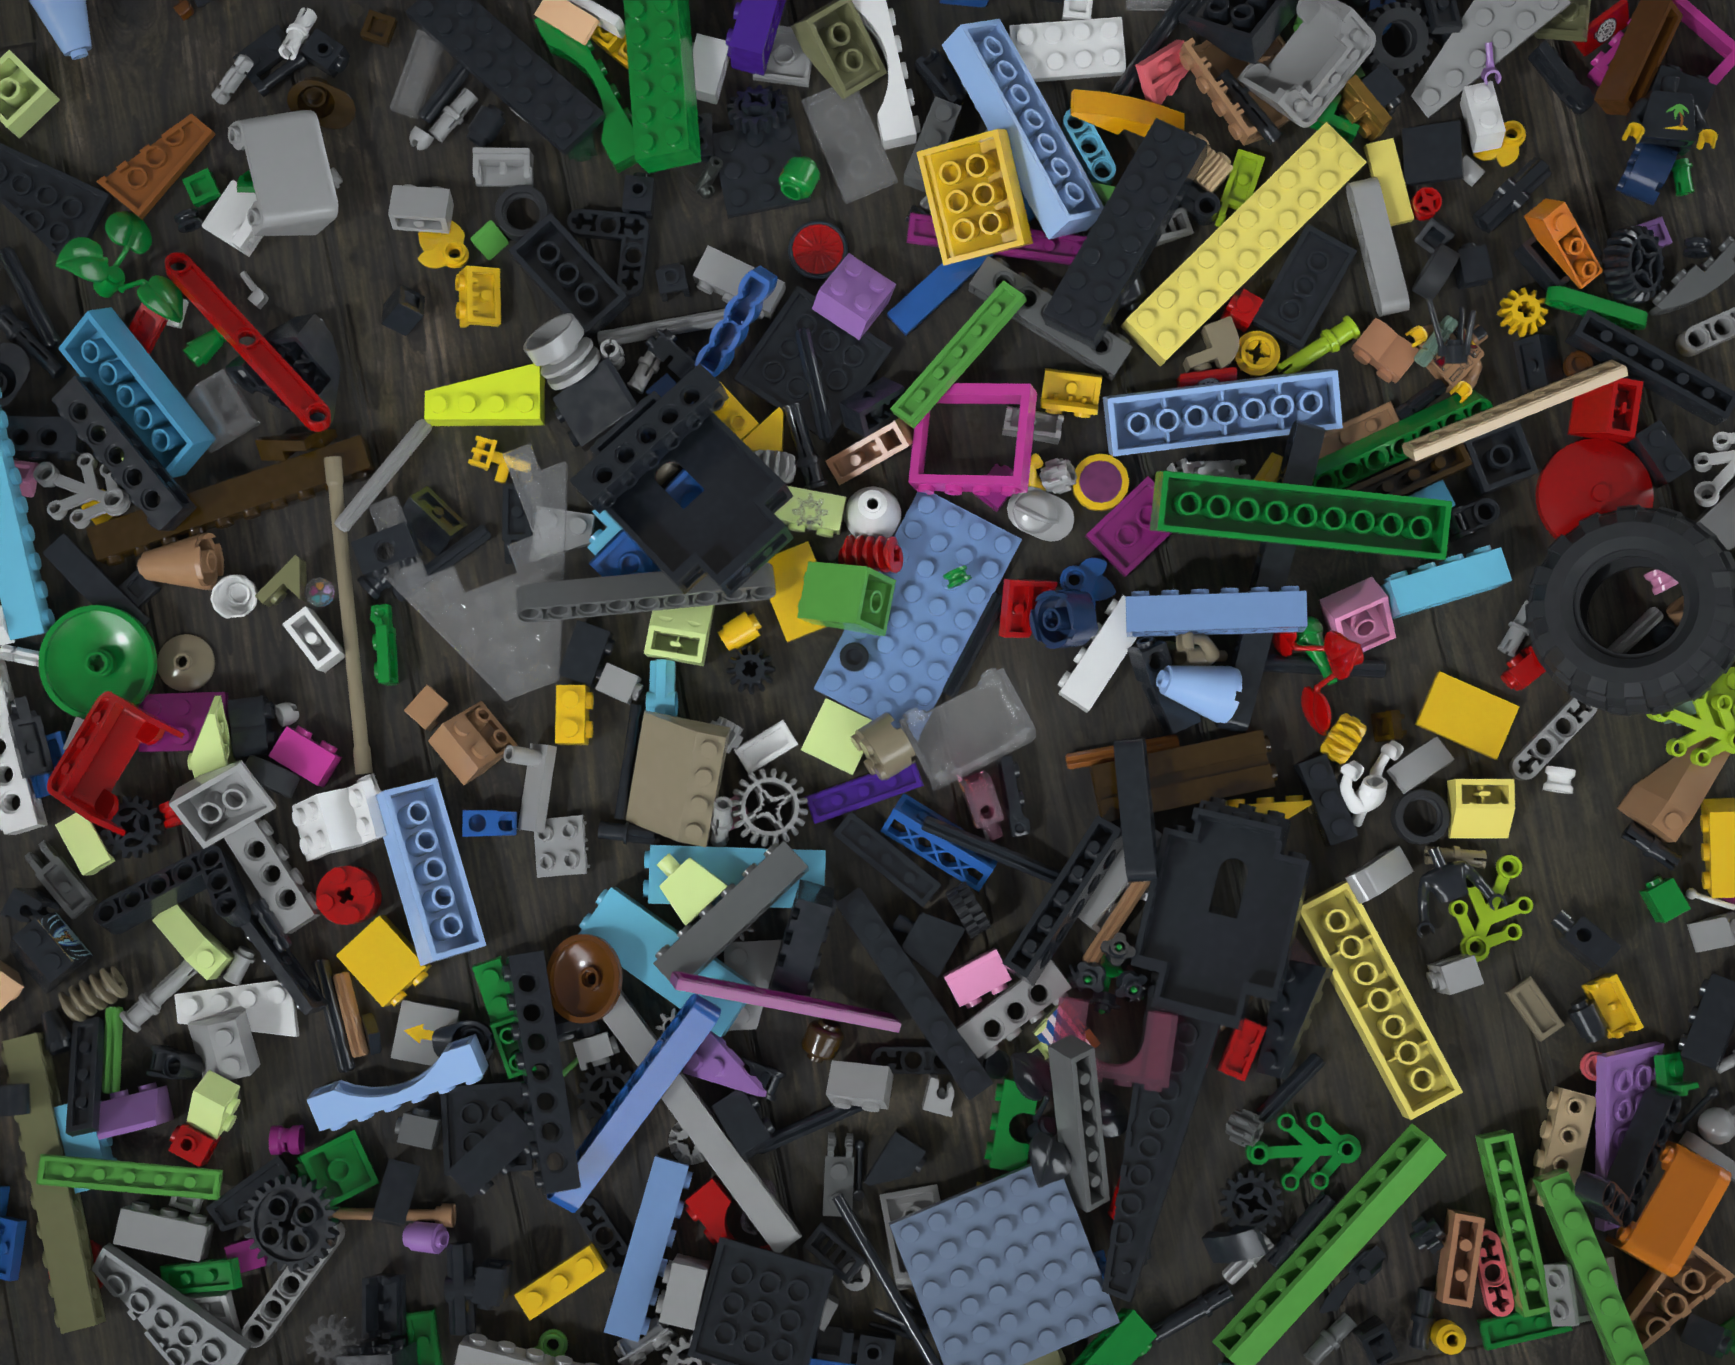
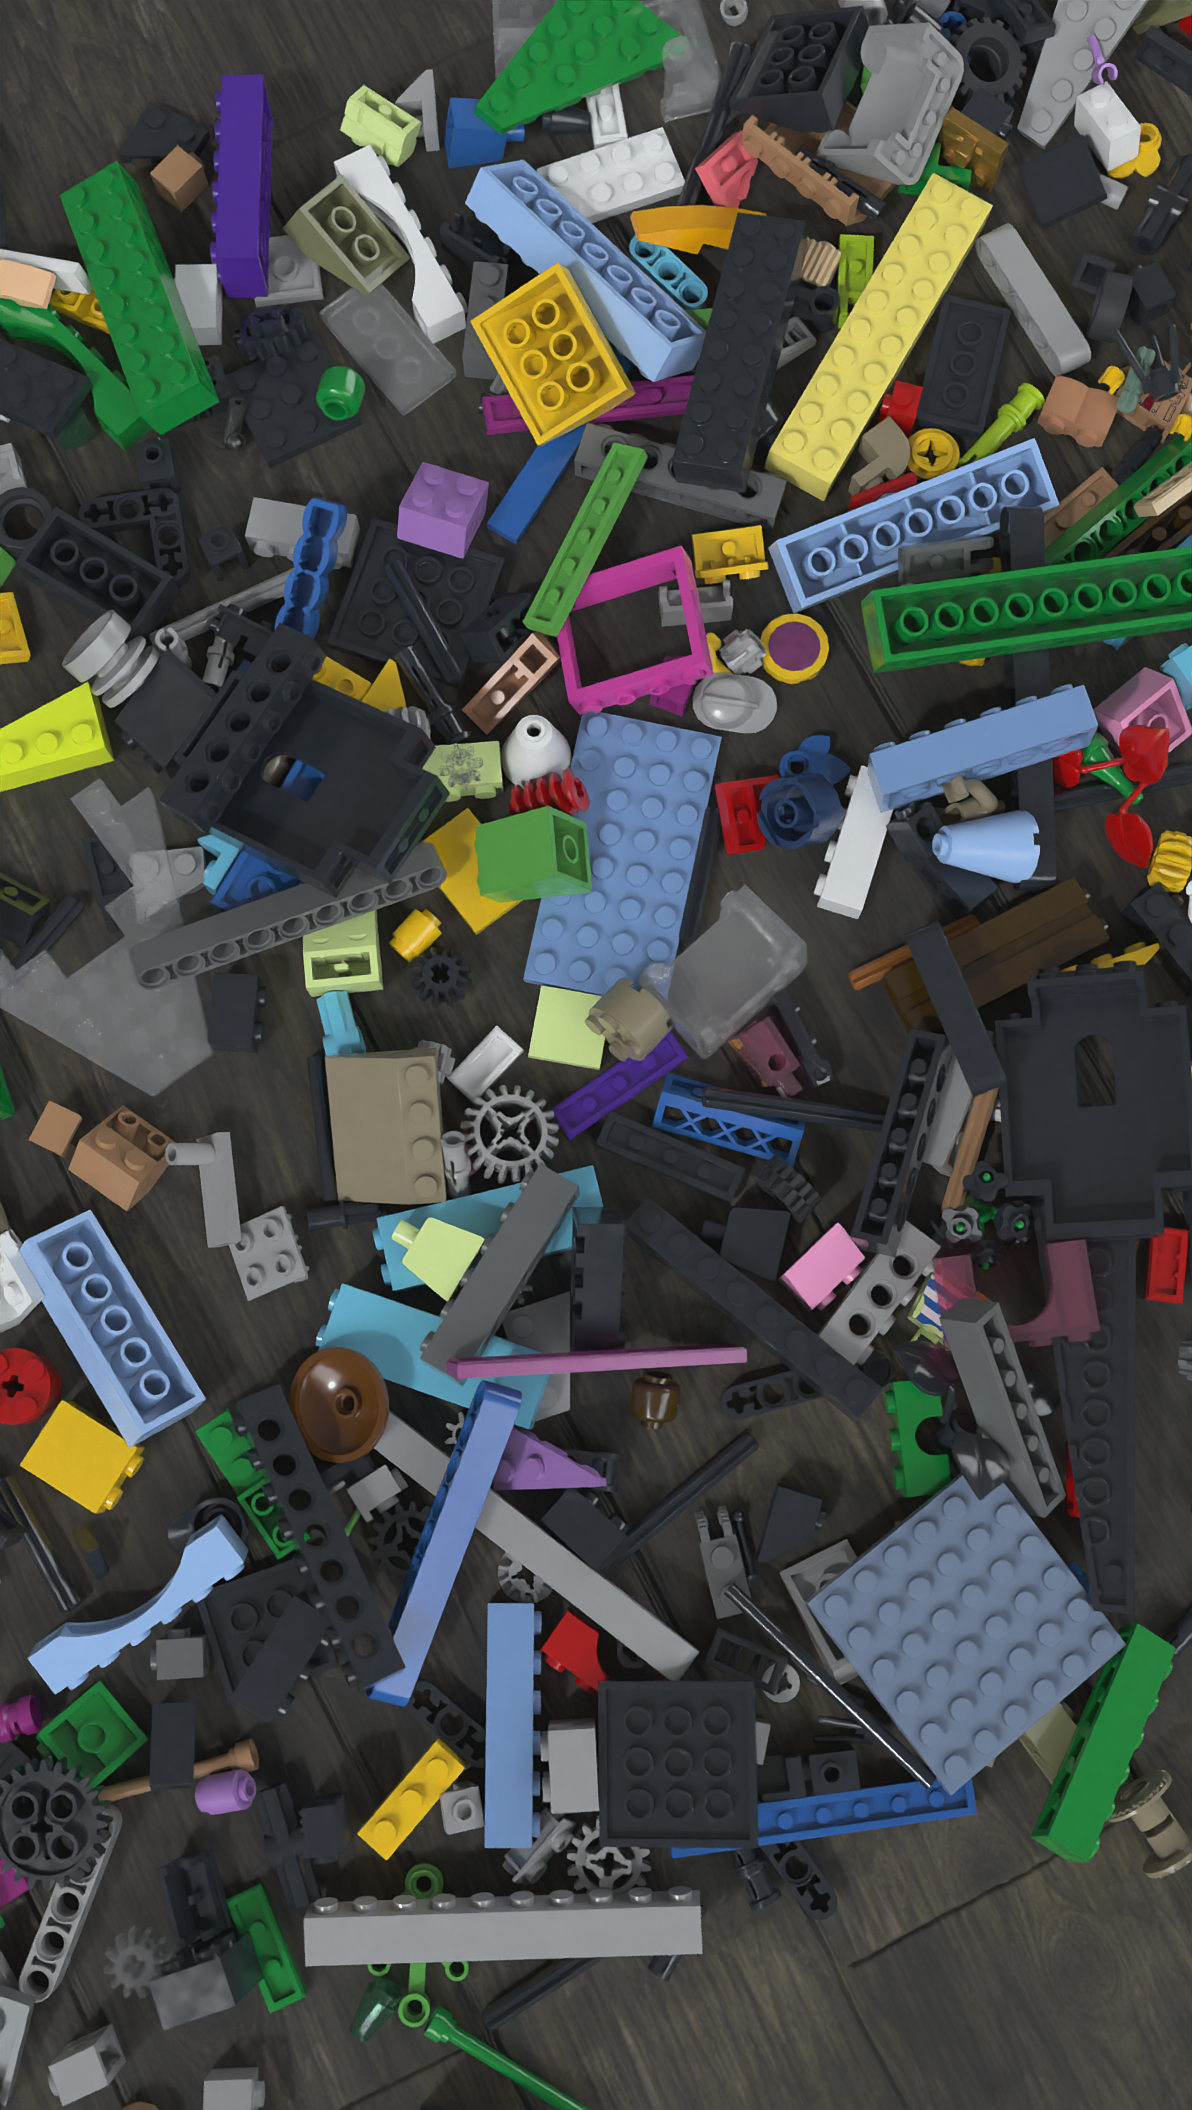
camera: 20 degrees left, 5 degrees down
(350, 1014) = (58, 1536): medium nougat axle -> none
(415, 1031) = (145, 1532): light grey tile -> none
(489, 823) = (170, 1249): blue leg -> none
(493, 456) = (59, 810): yellow arm -> none
(572, 715) = (239, 1089): yellow brick -> none
(595, 1298) = (461, 1808): none -> light grey bracket
(619, 684) = (286, 1037): light grey brick -> none
(817, 249) = (383, 473): red wheel -> none
(854, 657) = (561, 926): black tile -> none
(859, 1085) = (717, 1441): light grey brick -> none
(938, 1102) = (818, 1429): light grey hinge -> none
(957, 577) = (658, 797): green bush -> none
(1125, 531) = (846, 690): magenta plate -> none
(1236, 449) = (942, 559): none -> dark grey hinge
(1385, 165) = (1013, 208): light yellow tile -> none
(1428, 198) = (1069, 231): red wheel -> none

